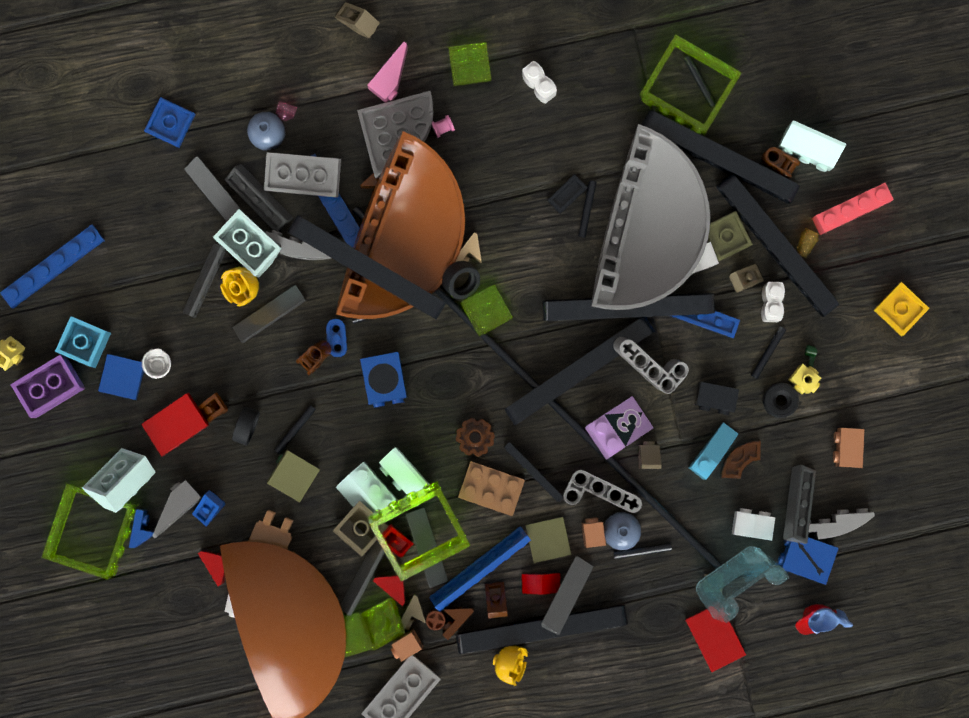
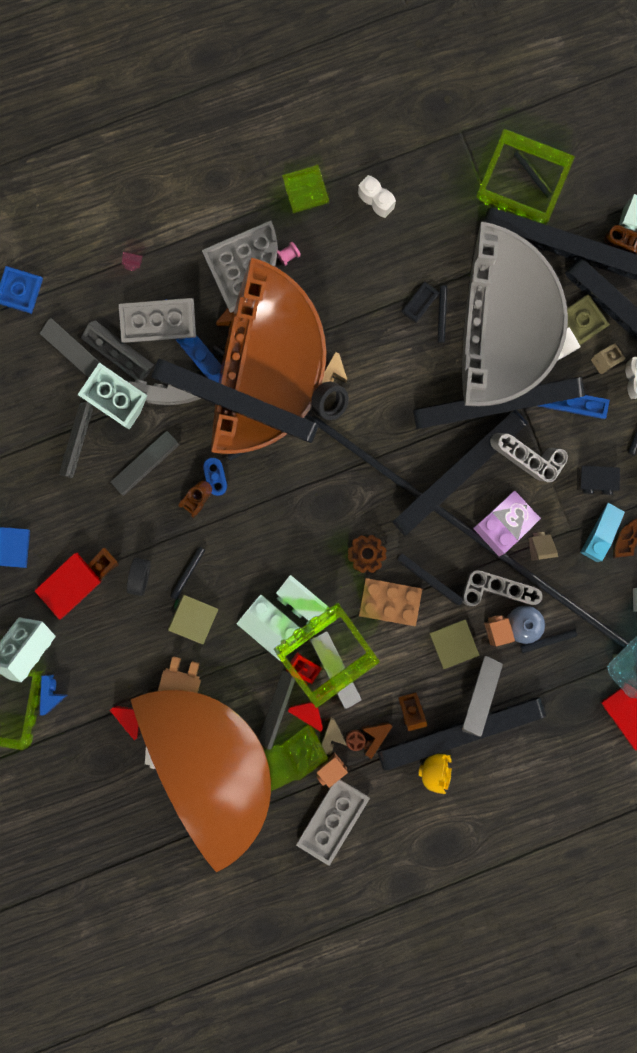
camera: 15 degrees left, 0 degrees up
(156, 363) = (40, 528): white hair -> none
(179, 502) = (82, 664): light grey slope -> none
(208, 508) = (113, 663): blue slope -> none
(239, 286) = (111, 439): yellow cylinder -> none
(266, 131) = (115, 283): sand blue cylinder -> none
(356, 529) = (264, 662): dark tan slope -> none
(357, 19) = (189, 161): dark tan slope -> none
(384, 379) = (268, 510): blue brick -> none
(388, 78) = (226, 217): bright pink slope -> none
(479, 569) = (391, 683): blue plate -> none
(486, 310) = (359, 427): clear neon green plate -> none
(540, 583) = (453, 688): red slope -> none

